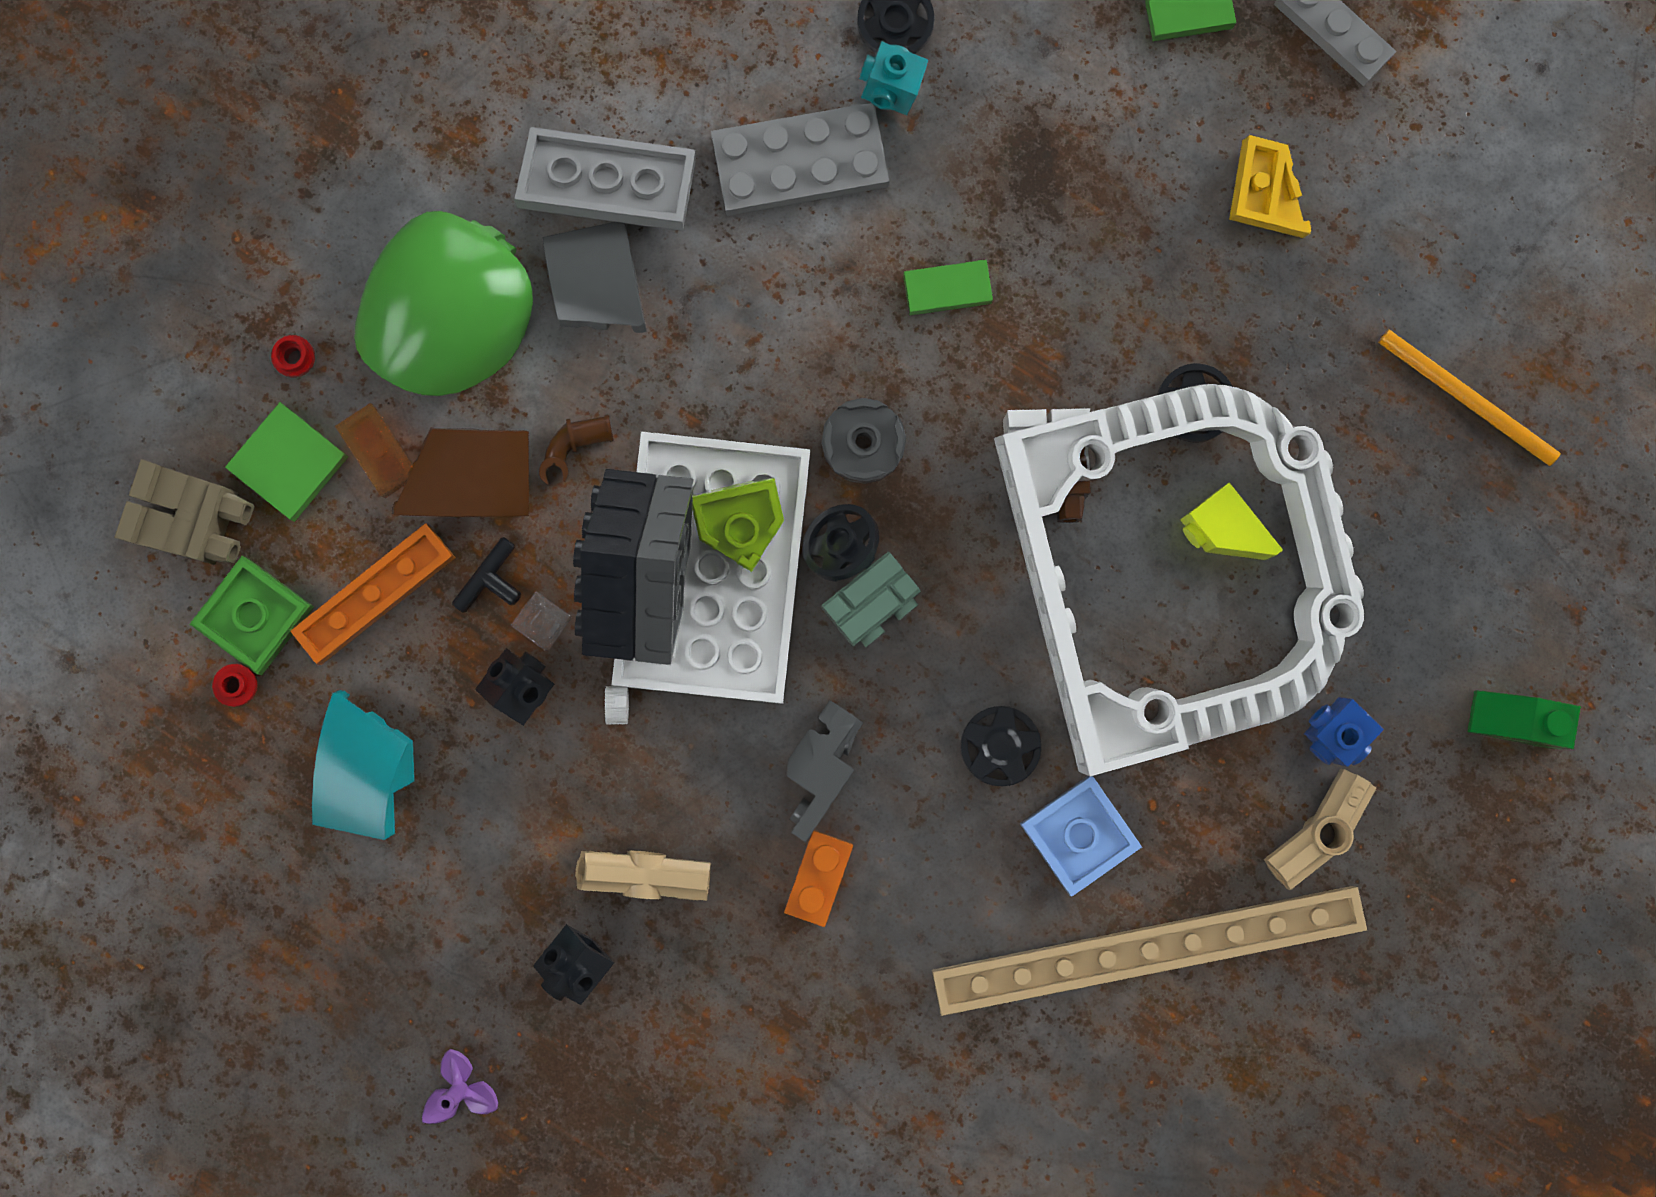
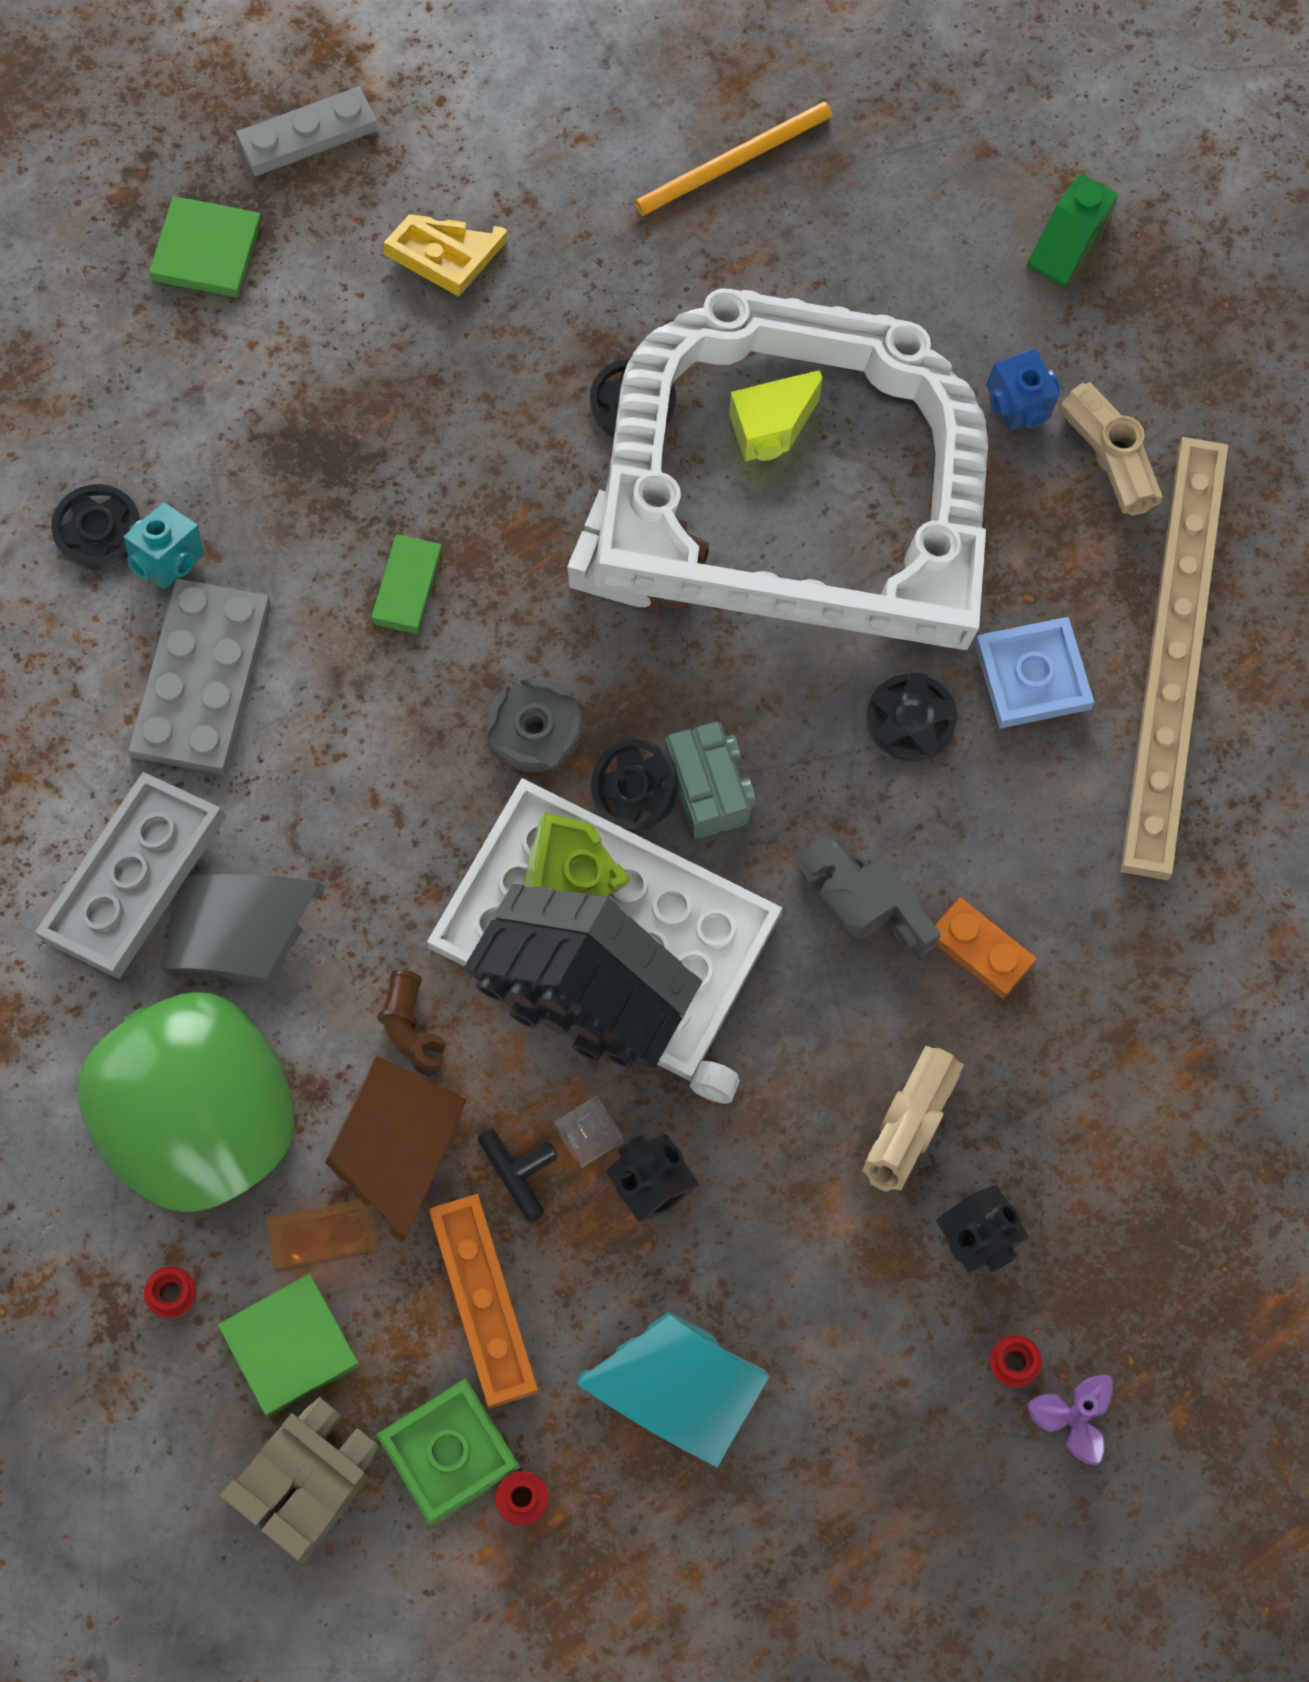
camera: 65 degrees left, 15 degrees down
(473, 1036) = (1015, 1345): none -> red plate

